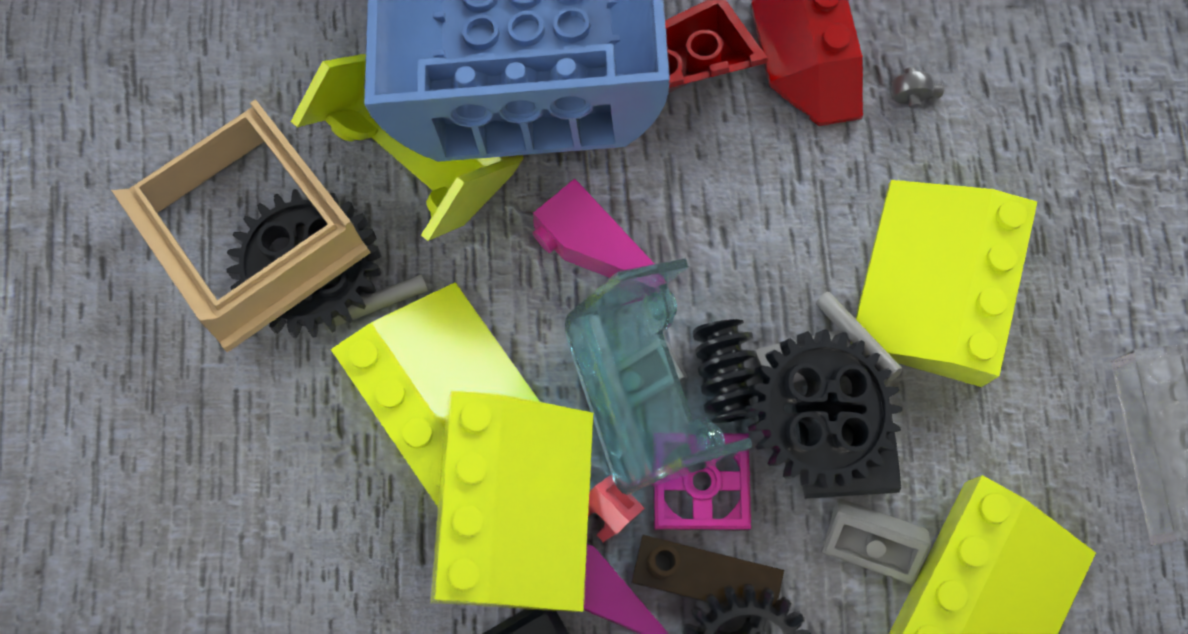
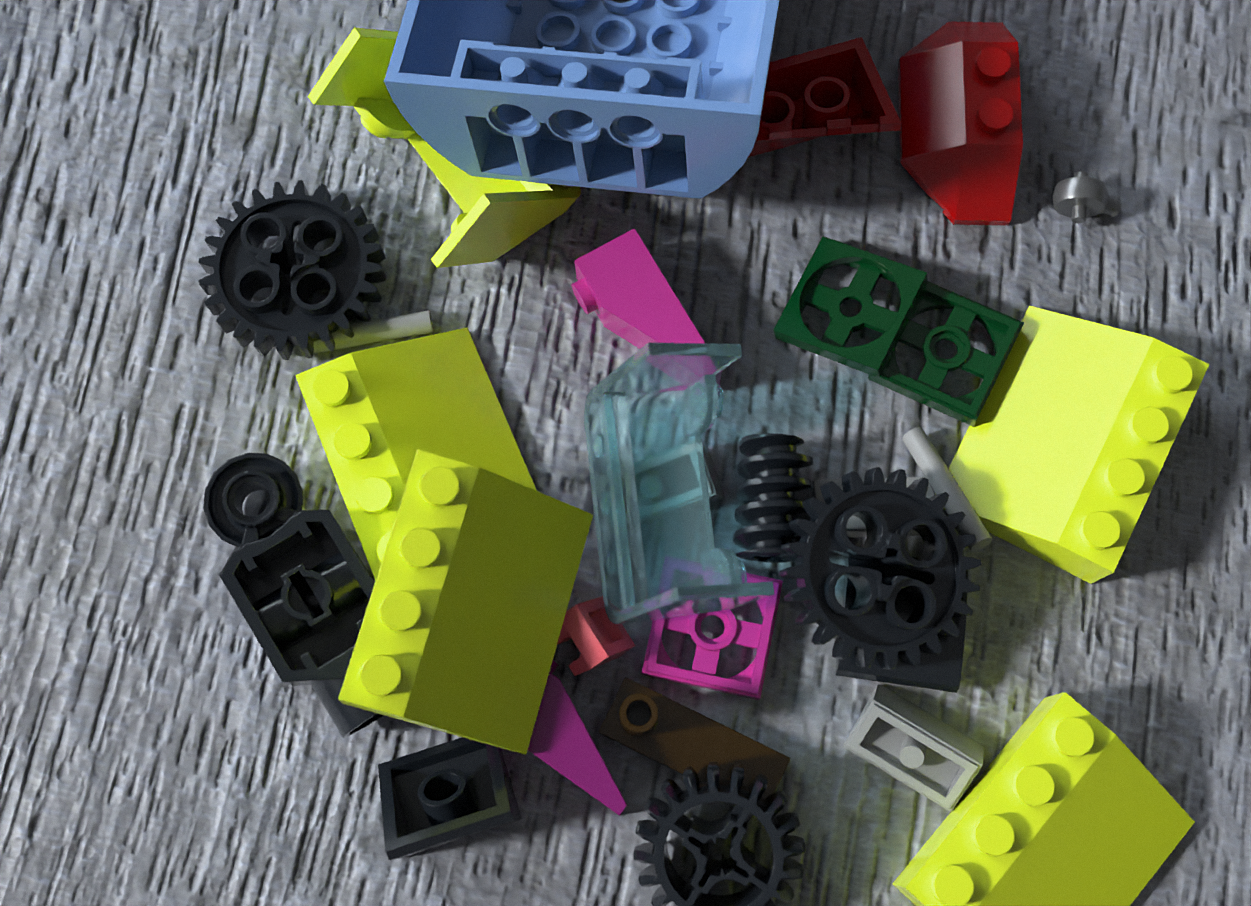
camera: 20 degrees right, 0 degrees up
(281, 282) = (254, 283): tan piece -> none
(367, 513) = (292, 579): none -> black brick
(775, 246) = (867, 358): none -> dark green piece
(874, 202) = (925, 390): none -> dark green piece

